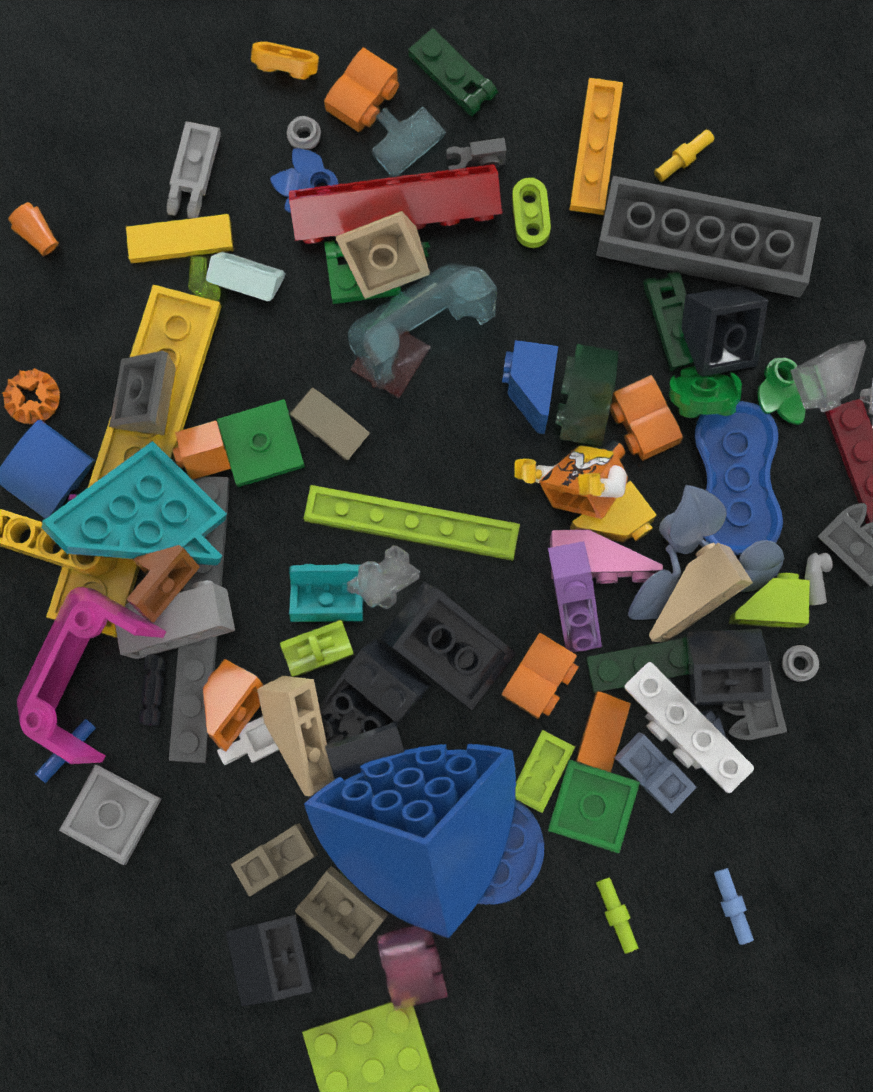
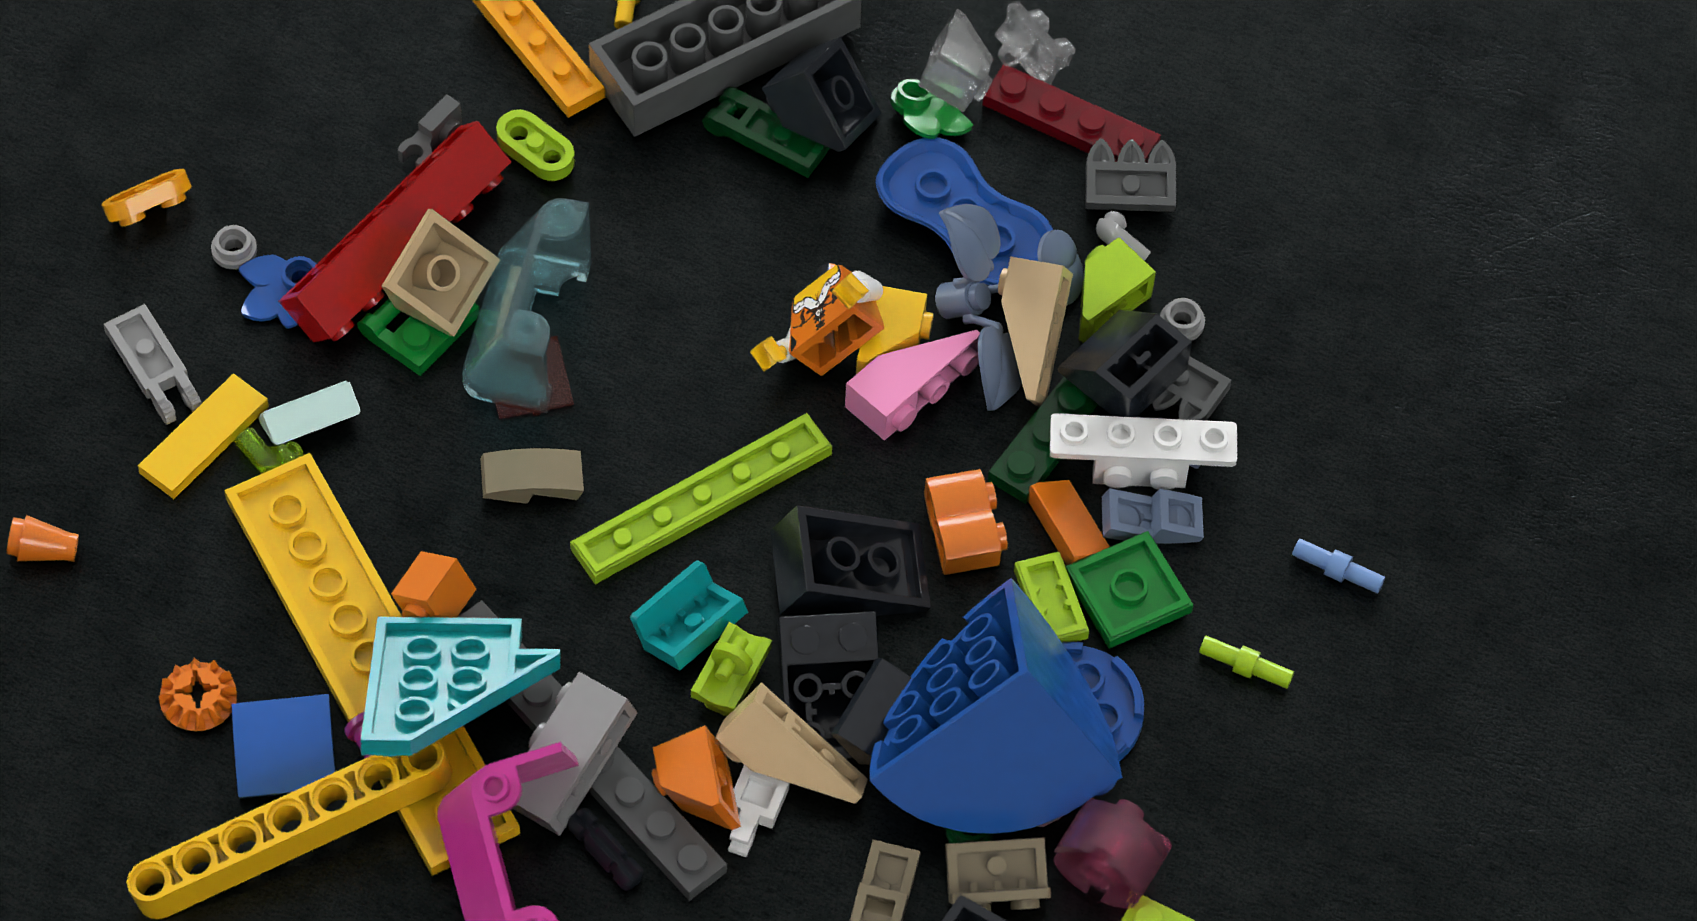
camera: 50 degrees left, 20 degrees down
(143, 393) = (323, 581): dark grey slope -> none
(165, 577) = (522, 706): dark orange slope -> none
(260, 443) = (487, 542): green plate -> none
(362, 90) = (256, 165): orange brick -> none
(382, 581) = (732, 554): clear hips -> none
(406, 139) = (343, 178): clear light blue plate -> none
(451, 72) = (328, 87): dark green plate -> none
(530, 380) = (696, 276): blue slope -> none
(575, 596) = (926, 413): medium lavender slope -> none
(589, 392) = (761, 244): clear green brick -> none
(646, 418) = (829, 229): orange brick -> none
(705, 394) = (861, 162): green plate -> none

